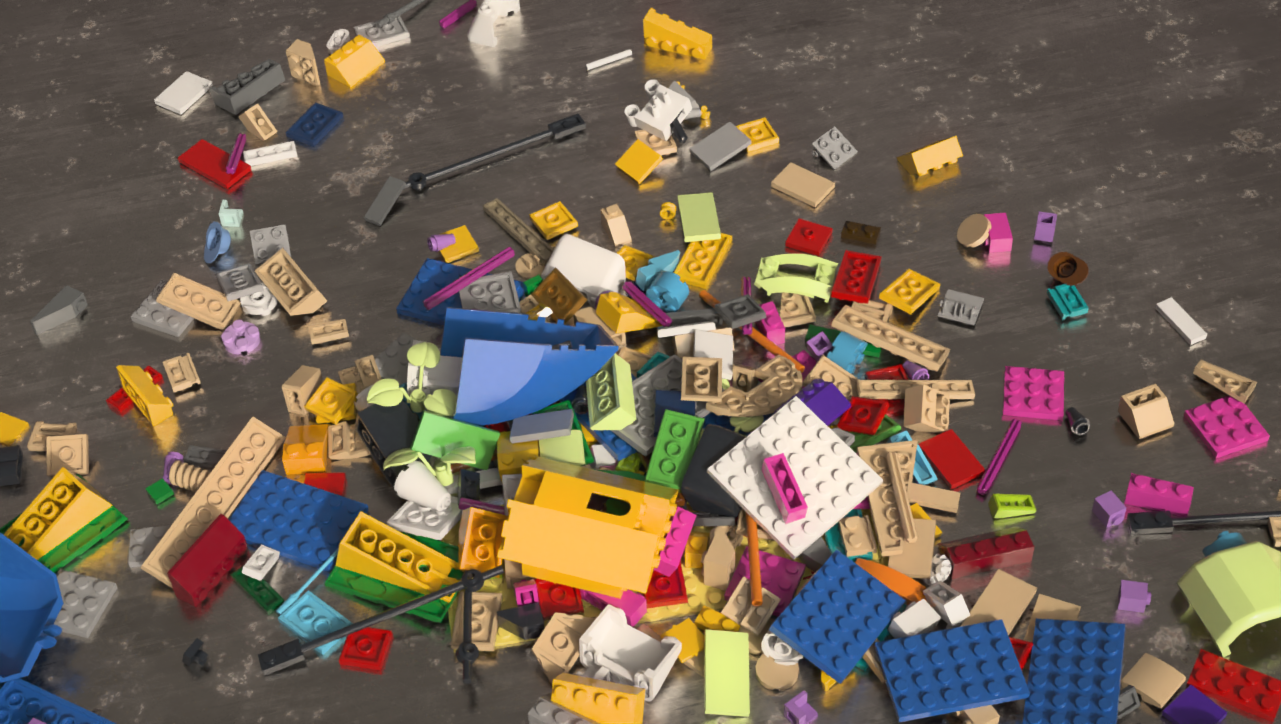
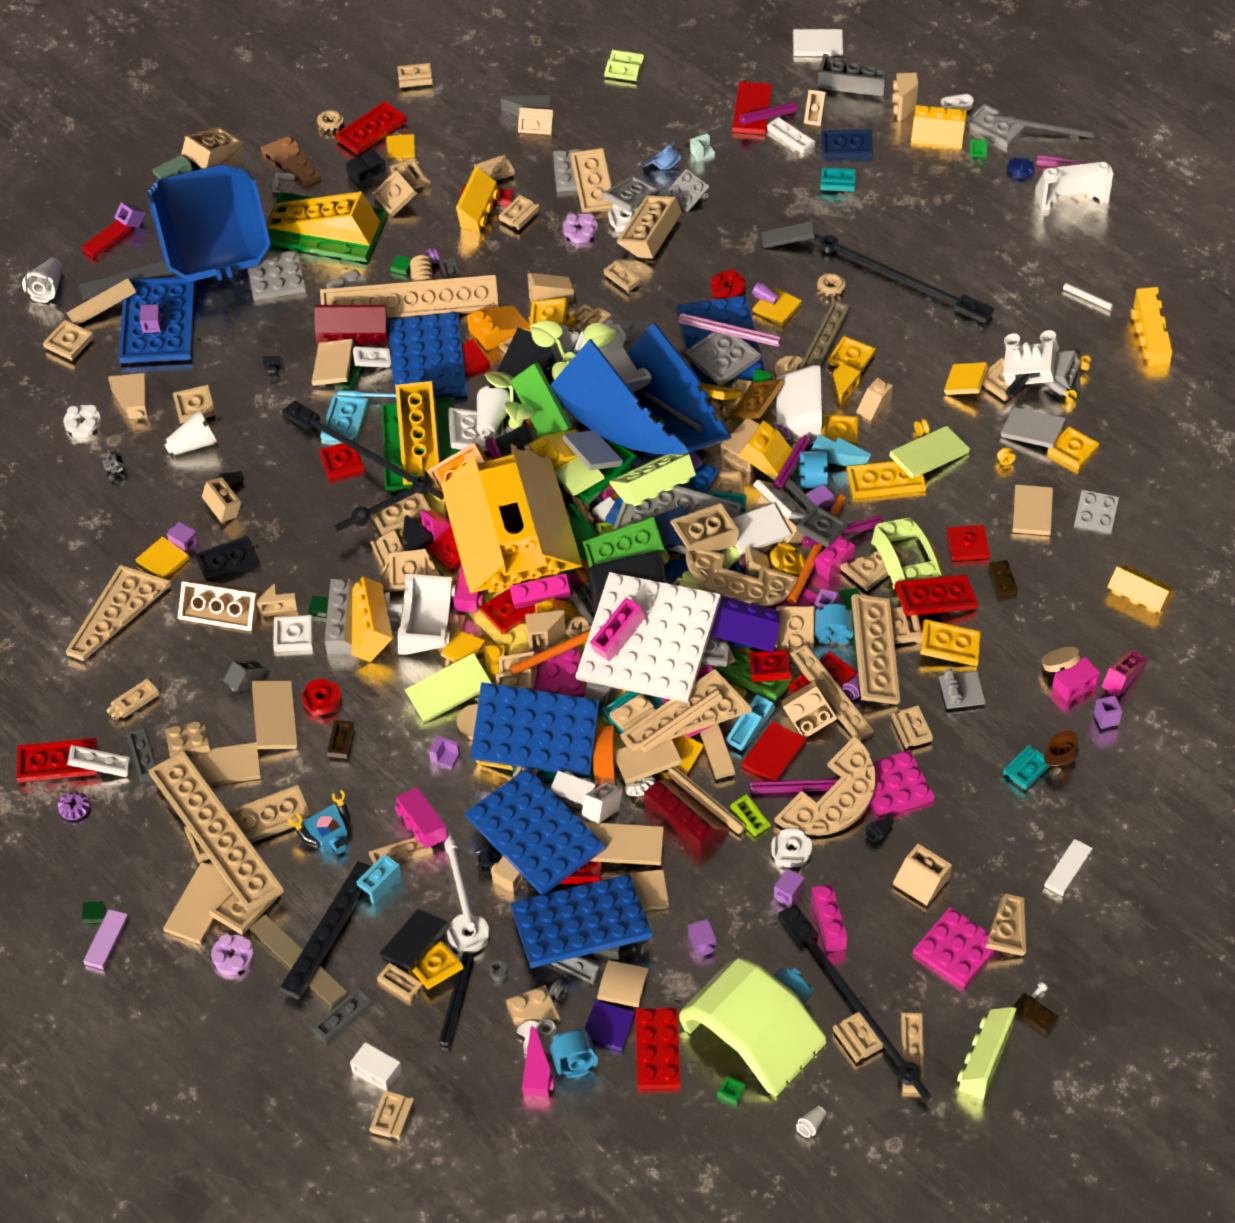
camera: 60 degrees right, 5 degrees up
(77, 224) = (624, 65): none -> yellowish green slope
(83, 311) = (535, 121): none -> plate
(105, 370) = (497, 168): none -> tan plate
(237, 599) = (333, 362): none -> tan tile
(351, 145) = (838, 179): none -> teal plate
(397, 259) = (724, 278): none -> red plate
(399, 50) = (978, 148): none -> green plate
(440, 41) = (1014, 170): none -> clear blue gear
(467, 195) = (831, 278): none -> tan gear
(516, 653) = (387, 544): none -> tan plate
(580, 230) = (844, 382): none -> yellow slope
(697, 301) = (822, 497): none -> medium lavender brick
(738, 174) = (1006, 456): none -> yellow bush
(752, 355) = (786, 559): none -> yellow plate
(980, 528) = (706, 800): none -> tan axle
(982, 354) = (912, 727): none -> tan plate
(1009, 202) = (1124, 672): none -> dark pink slope
(1038, 429) = (842, 803): none -> tan plate
(1061, 499) = (791, 858): none -> white plate

